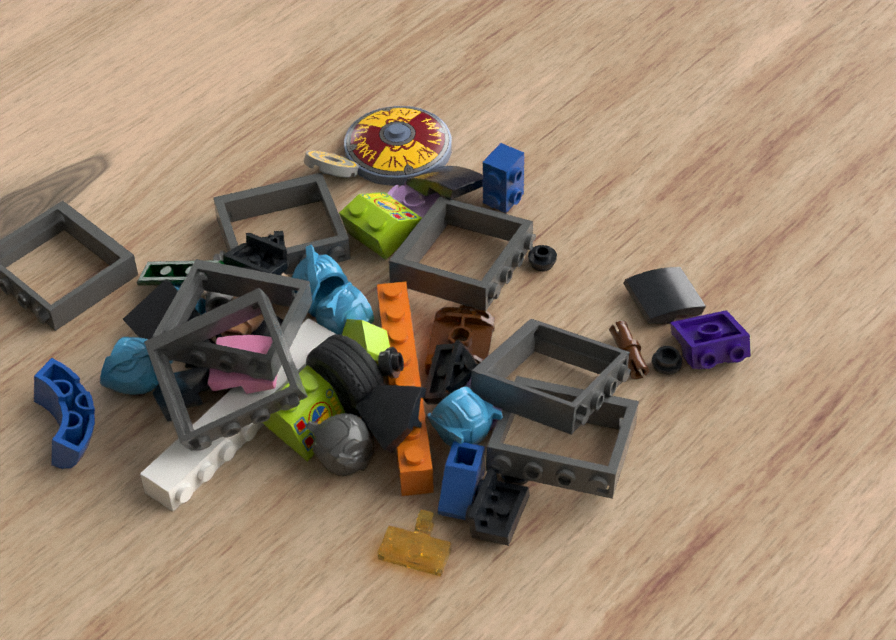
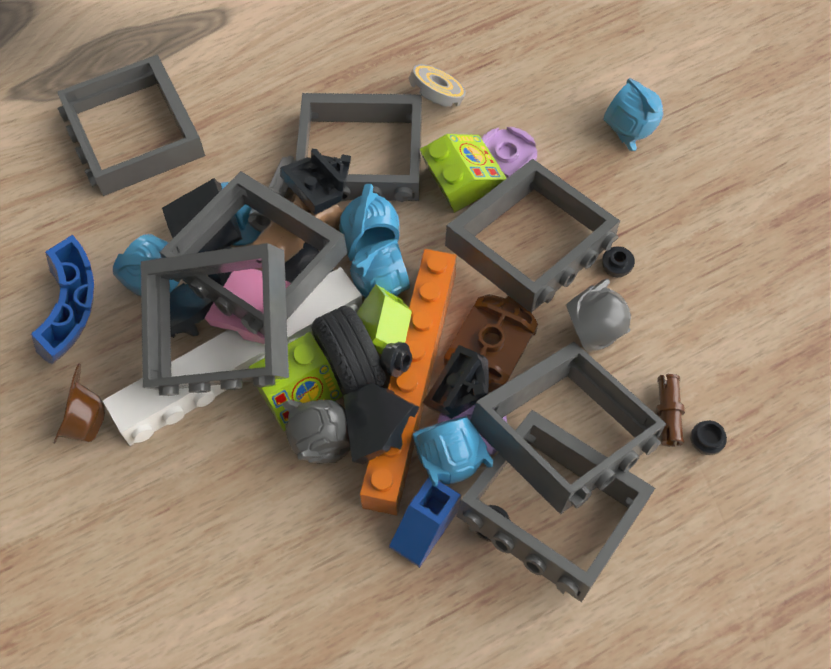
camera: 20 degrees right, 15 degrees up
(124, 490) = (83, 412): none -> reddish brown piece
(175, 271) = (226, 166): dark green slope -> none
(397, 144) = (517, 80): dish -> none
(416, 548) = (350, 582): clear yellow plate -> none
(446, 180) = (548, 141): black slope -> none
(496, 509) = (451, 568): black bracket -> none
(503, 178) = (608, 155): blue brick -> none
(513, 134) = (634, 113): none -> dark azure helmet
(544, 296) = (599, 316): none -> dark grey helmet
(664, 295) = (735, 351): black slope -> none
(711, 339) = (768, 429): dark purple plate -> none

